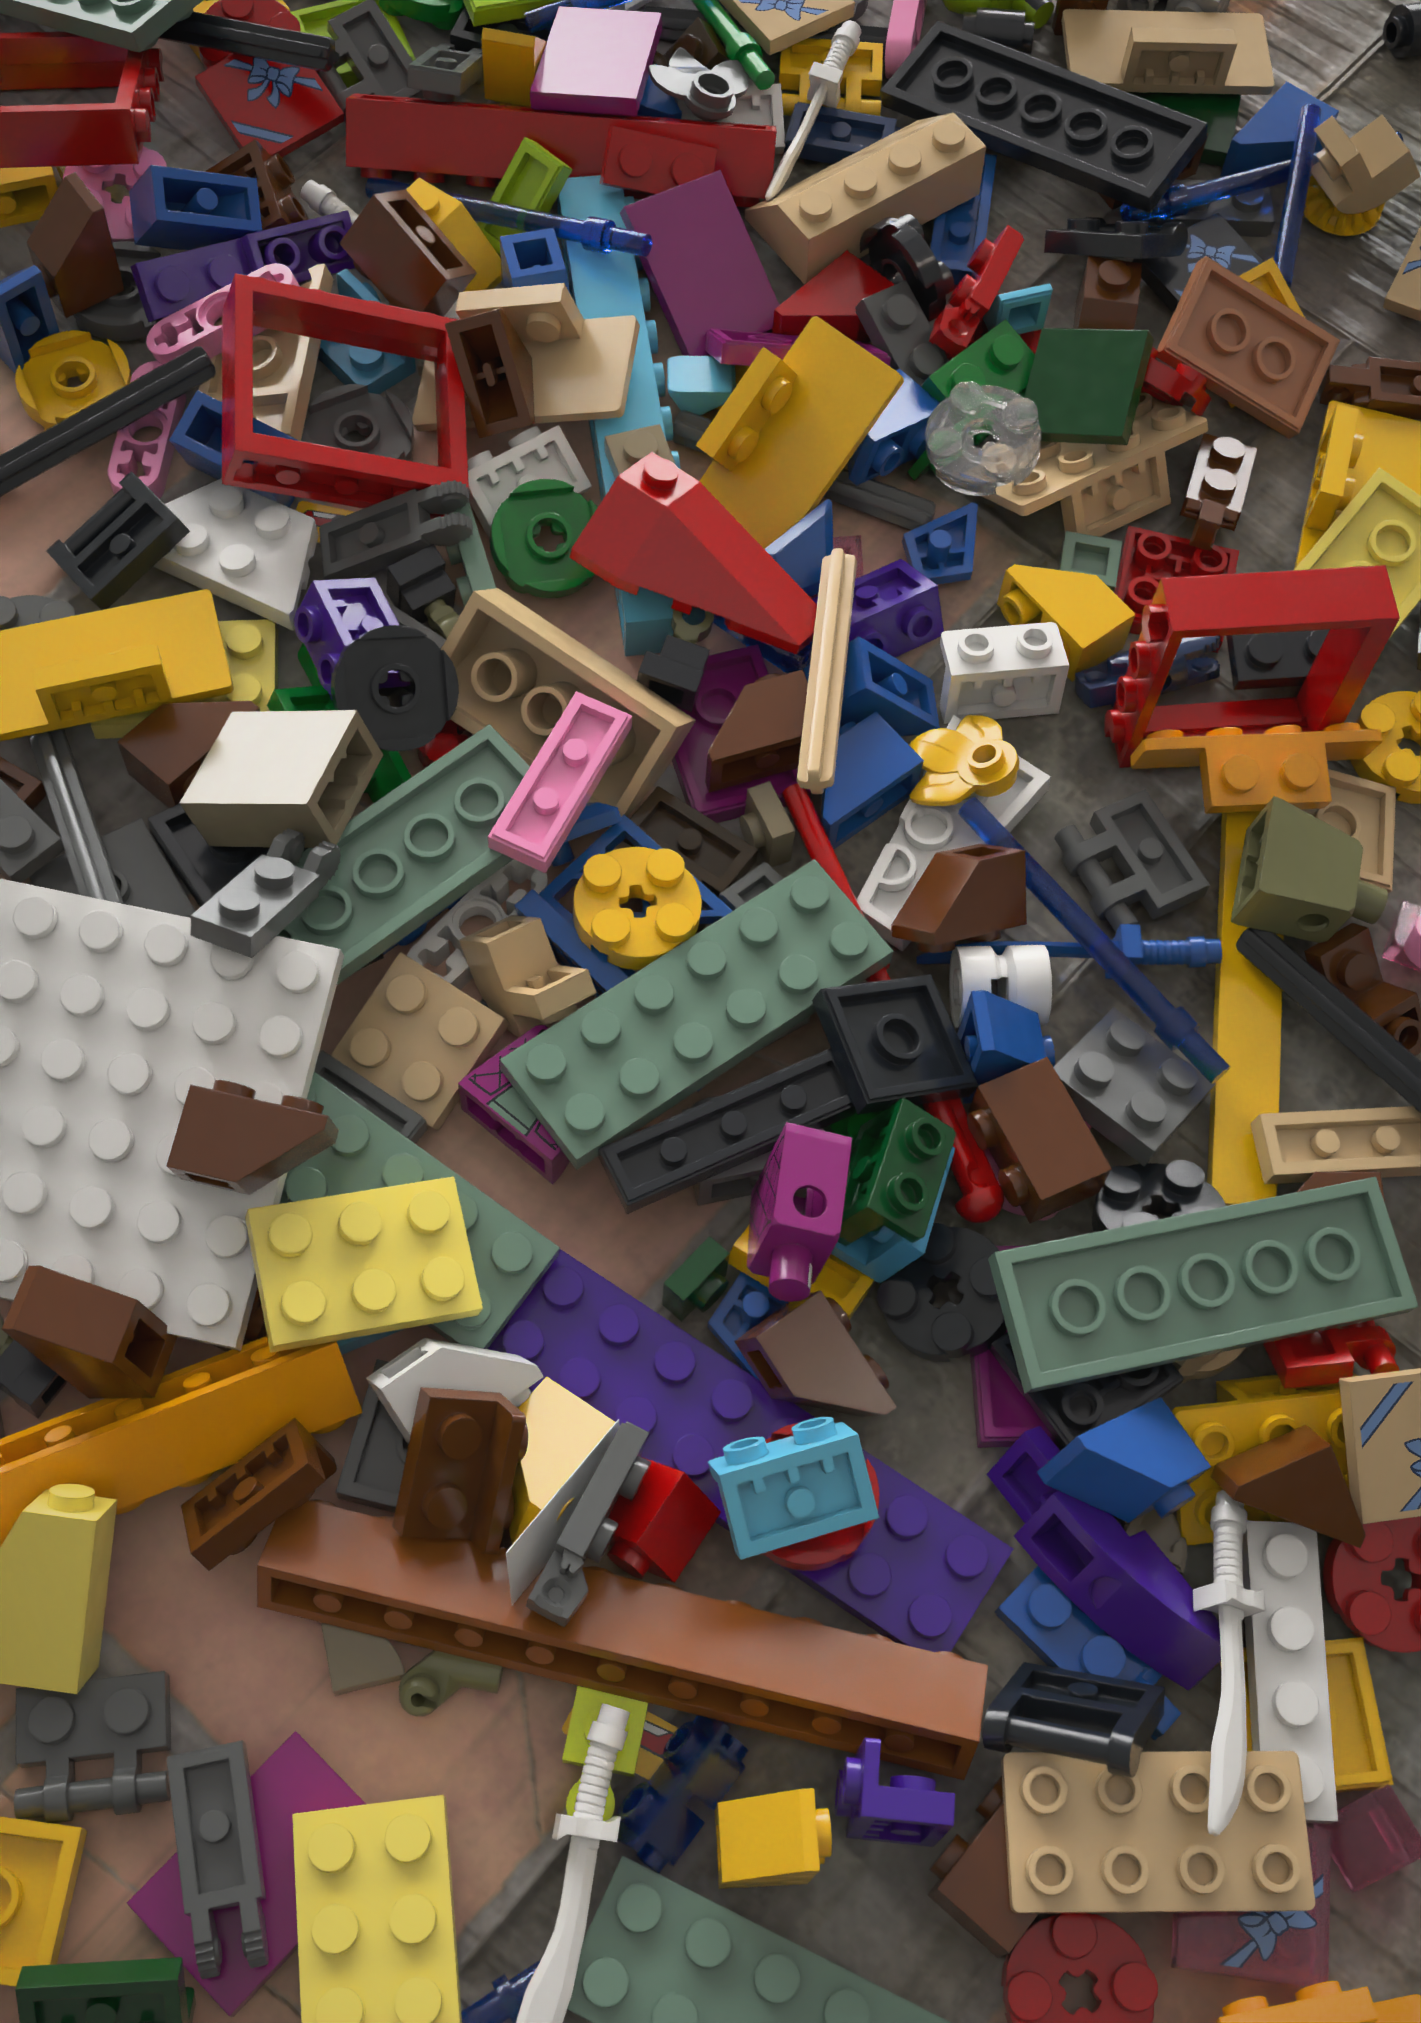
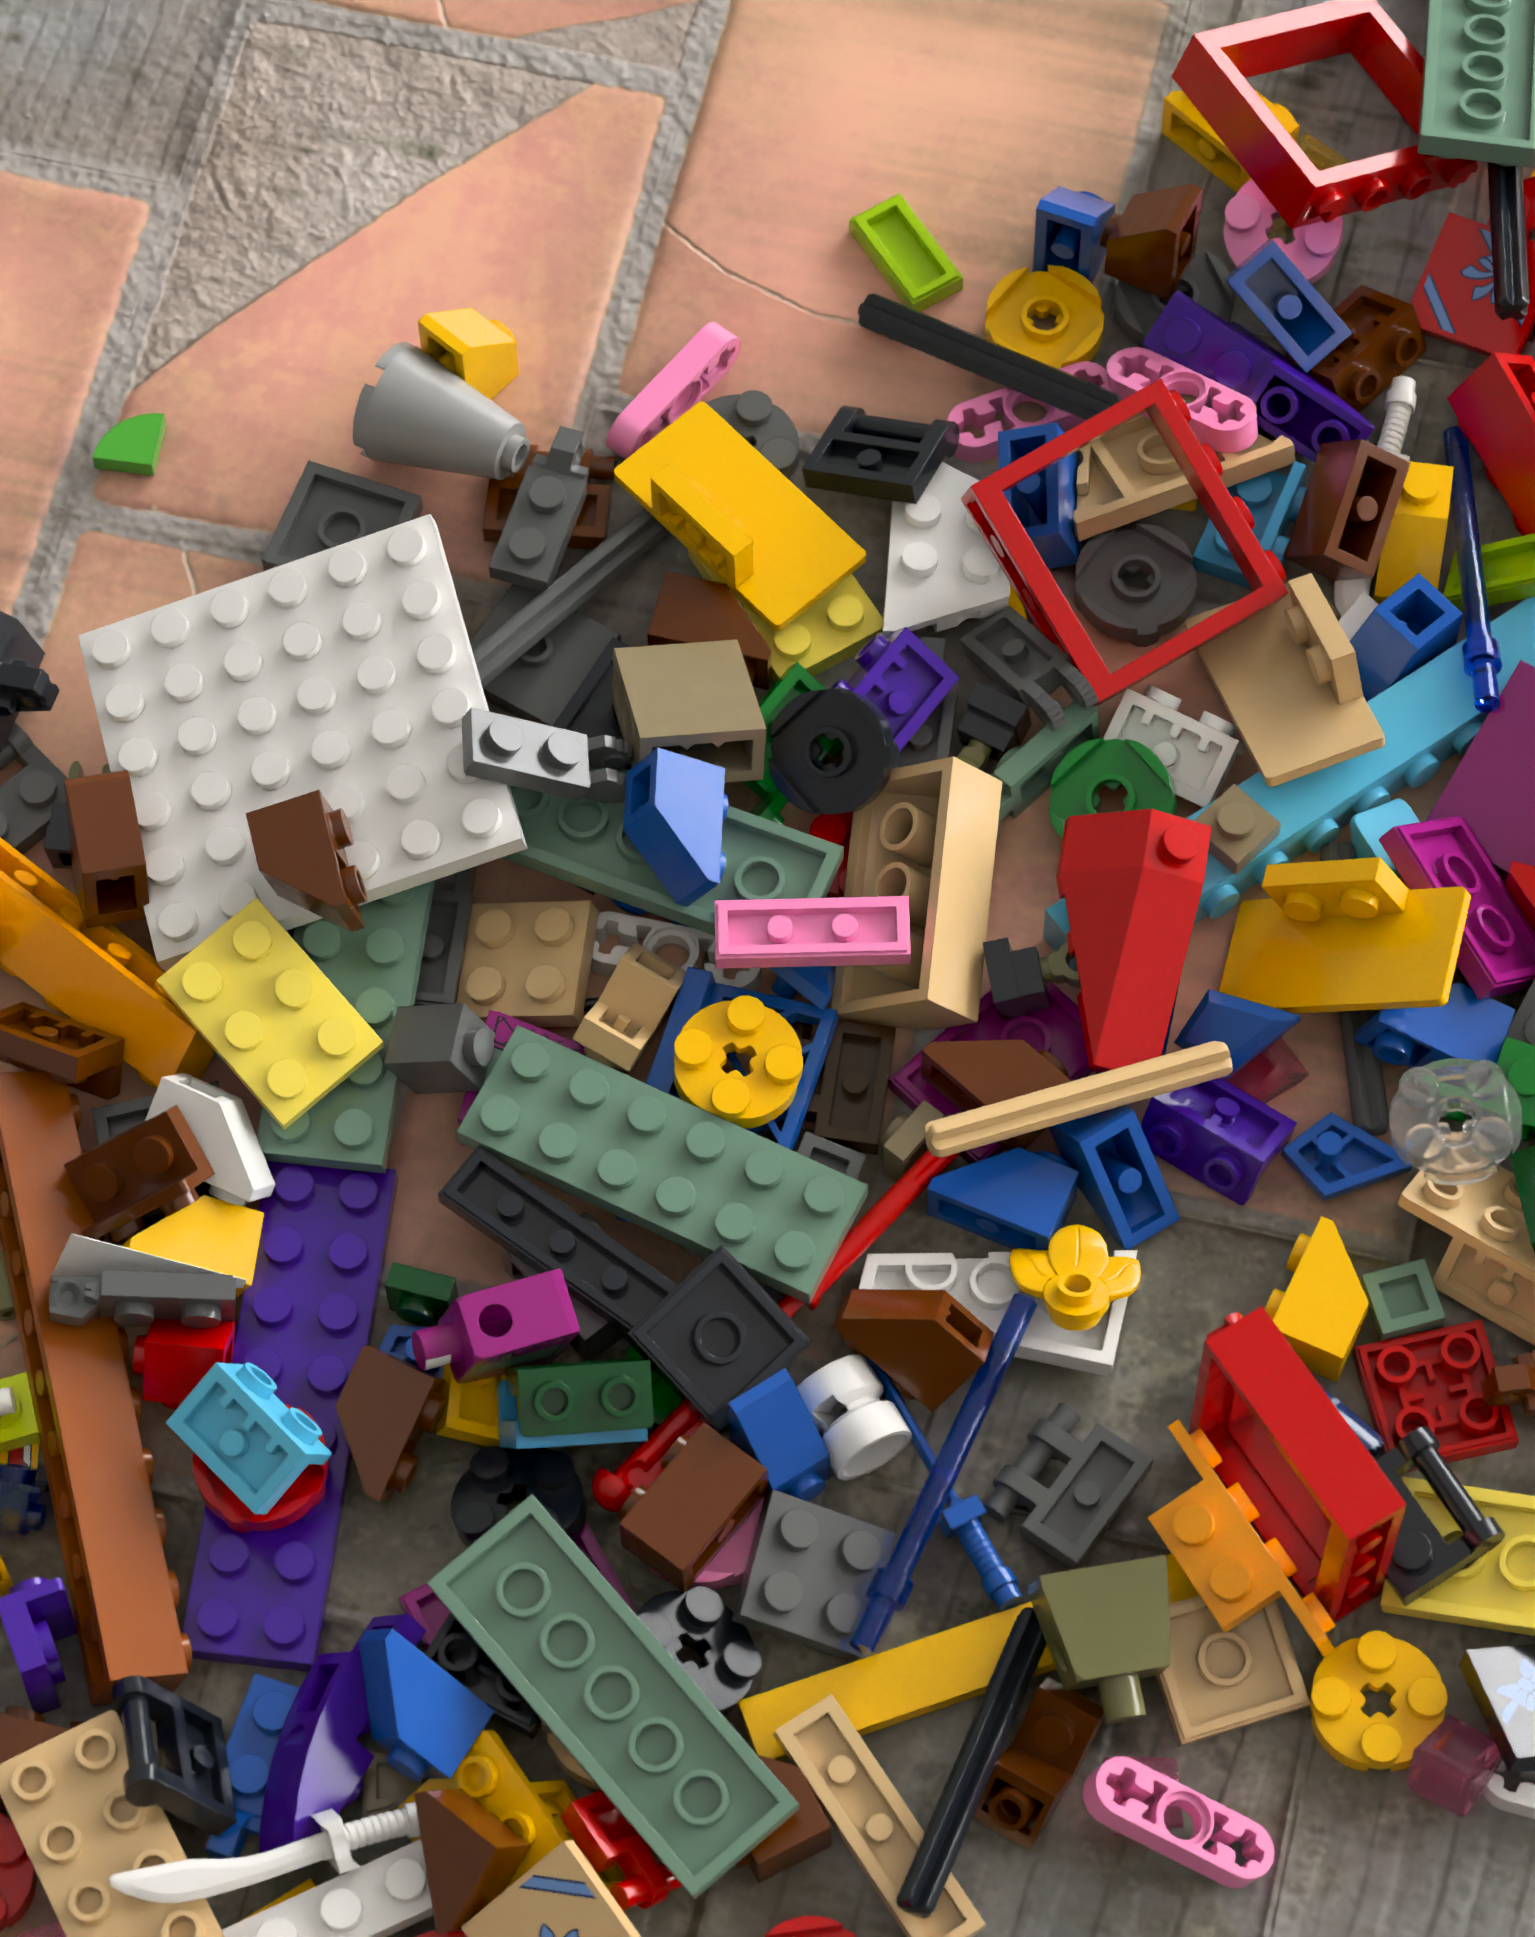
camera: 70 degrees right, 0 degrees up
(401, 822) = (676, 821): none -> slope
(480, 1136) = (439, 1048): none -> dark grey brick
(493, 372) = (1246, 654): reddish brown slope -> none
(1003, 671) = (1206, 1262): white bracket -> none

